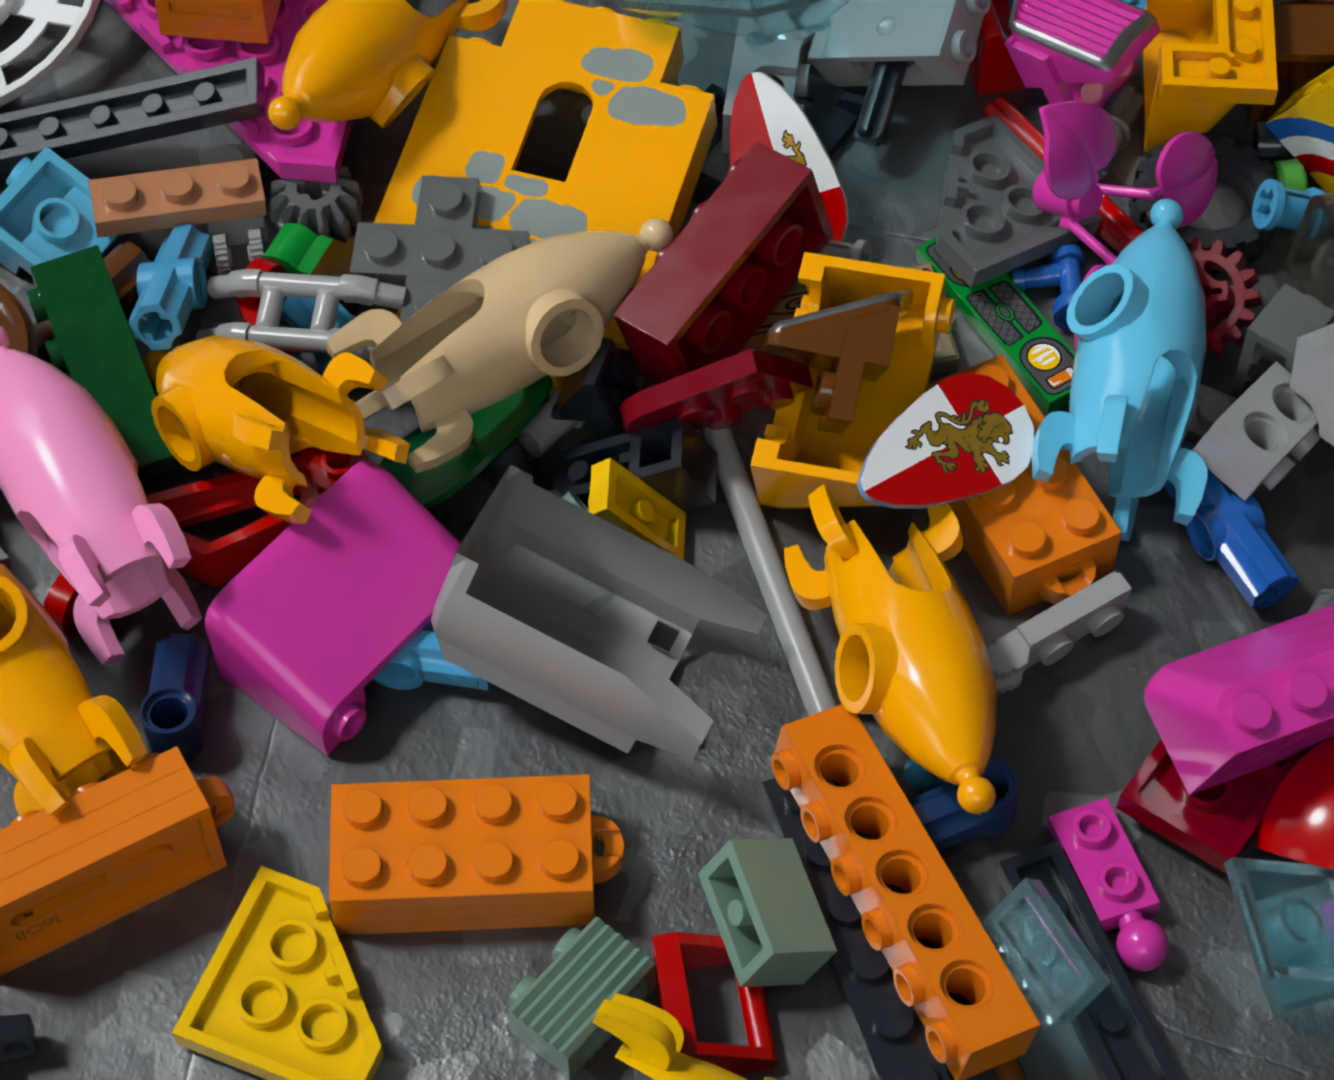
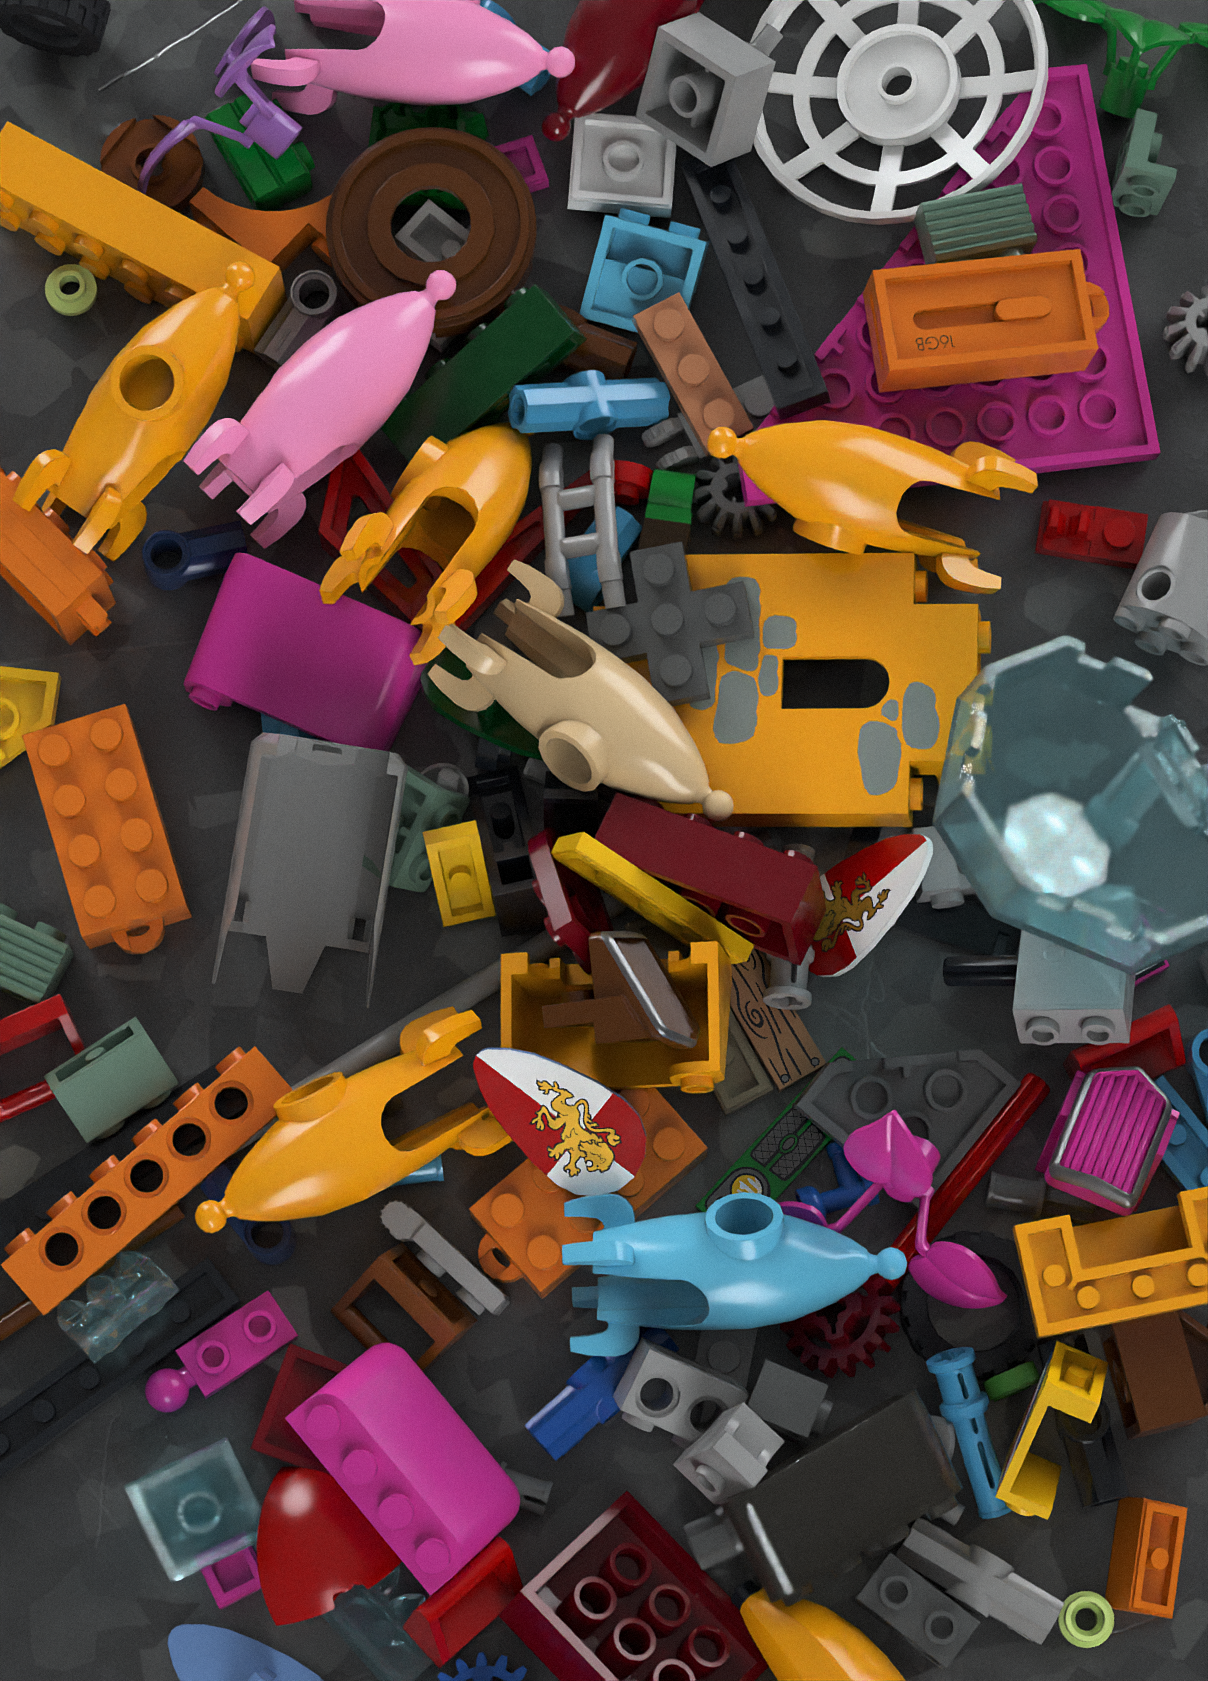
camera: 75 degrees right, 20 degrees up
(722, 326) = (646, 895): none -> yellow tile
(1052, 684) = (419, 1296): none -> dark orange tile

